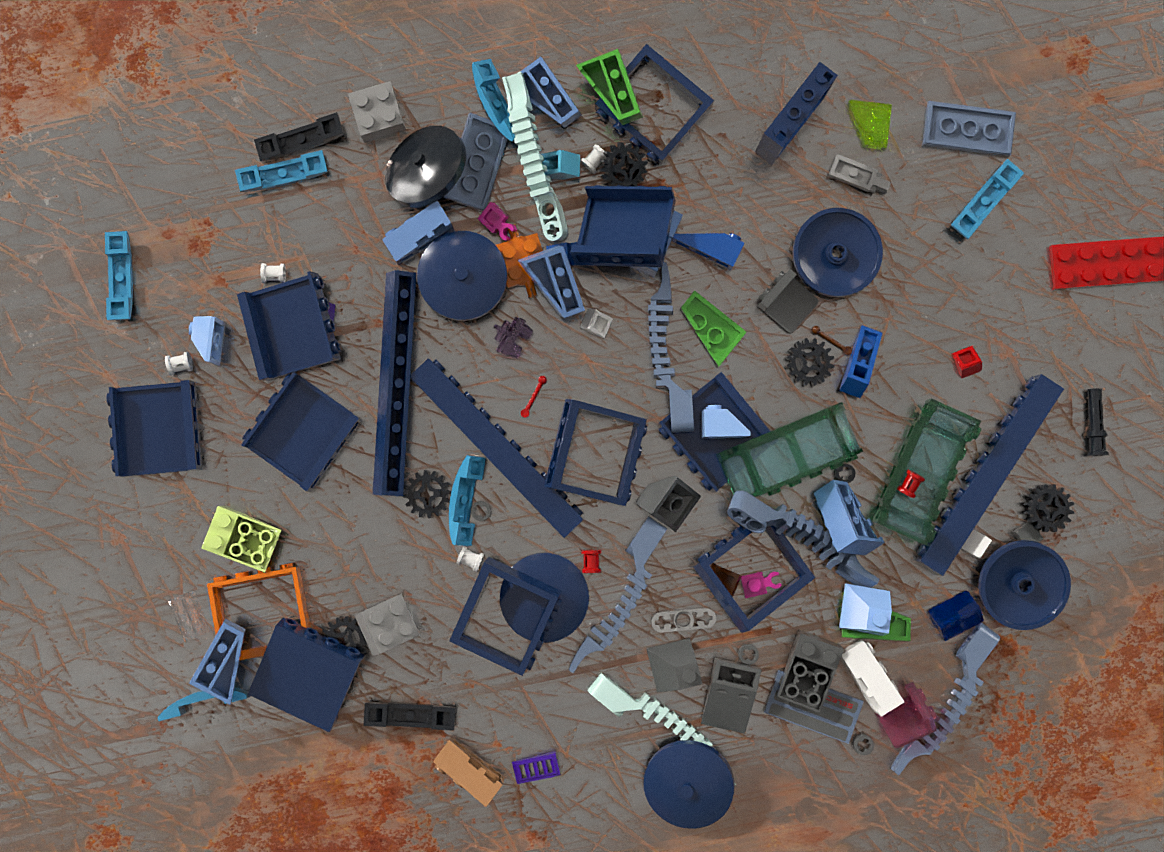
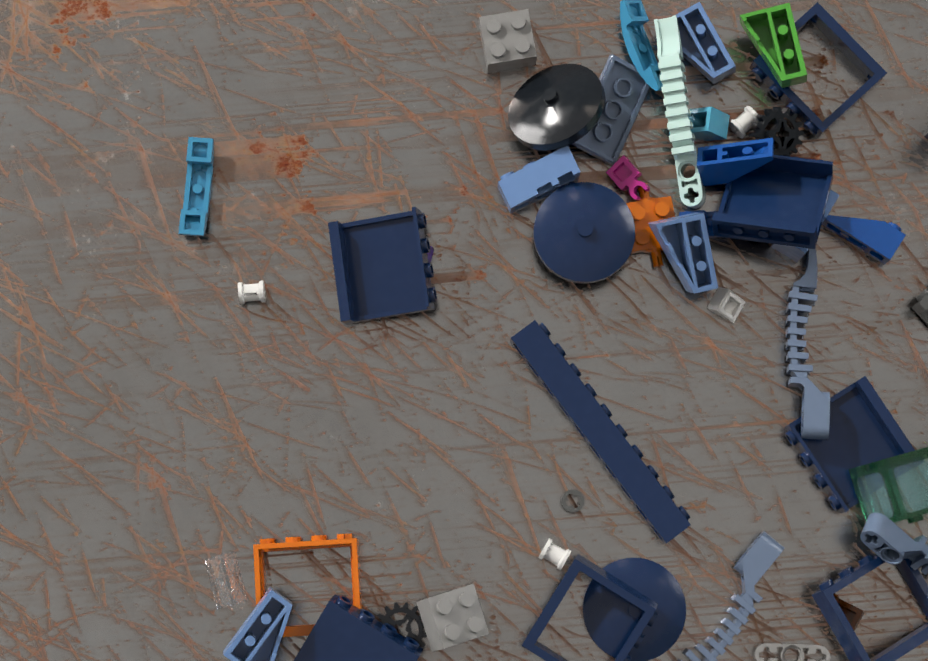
camera: 10 degrees right, 5 degrees down
(154, 429) = (214, 362): dark blue panel -> none
(208, 336) = (288, 264): light blue slope -> none
(241, 538) = (299, 498): yellowish green slope -> none
(273, 273) = (369, 204): white bush -> none
(281, 173) = (393, 96): dark azure slope -> none
(299, 139) = (418, 61): black slope -> none
(301, 431) = (379, 385): dark blue panel -> none
(394, 383) = (492, 345): dark blue brick -> none
(426, 483) = (526, 474): black gear -> none
(461, 500) = (553, 483): dark azure slope -> none
(507, 344) = (627, 304): clear purple hips -> none
(525, 412) = (634, 396): red hinge -> none
(563, 443) = (677, 438): dark blue window -> none
(584, 196) = (730, 161): none -> blue slope
(591, 561) = (693, 574): red bush -> none
(669, 501) = (789, 516): dark grey slope -> none
(712, 326) = (858, 324): bright green wing -> none
(721, 424) = (860, 435): light blue slope -> none
(755, 584) = (879, 624): dark pink plate -> none

